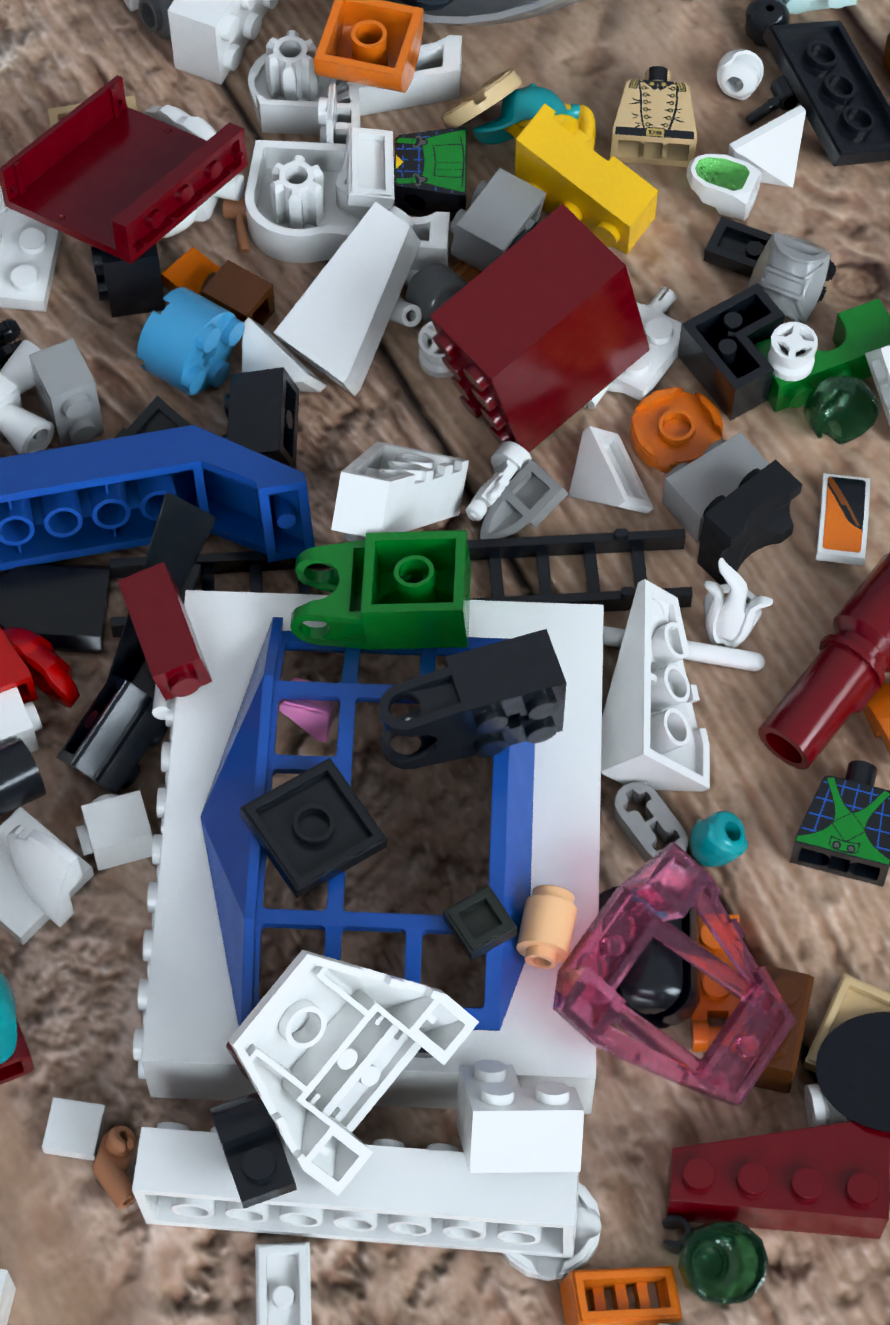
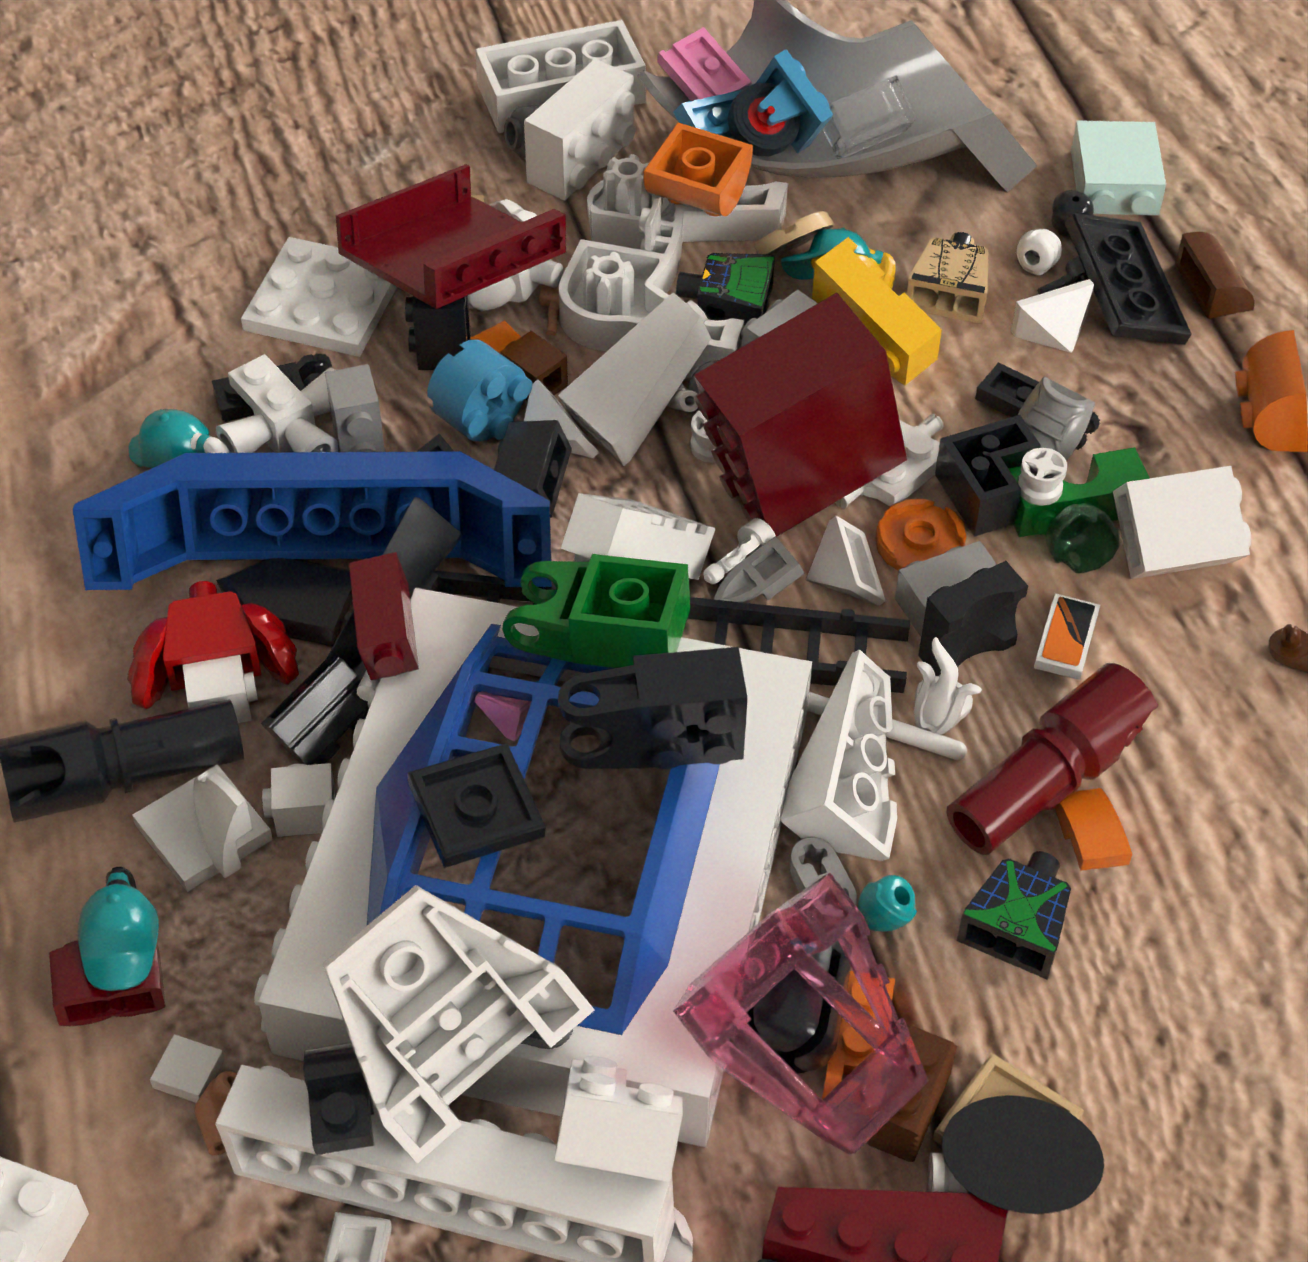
camera: 10 degrees right, 10 degrees down
(370, 167) = (678, 270): white tile -> none
(480, 923) = (619, 920): pearl dark grey tile -> none
(547, 926) = (689, 940): light nougat brick -> none
(725, 183) = (1007, 336): white rock -> none

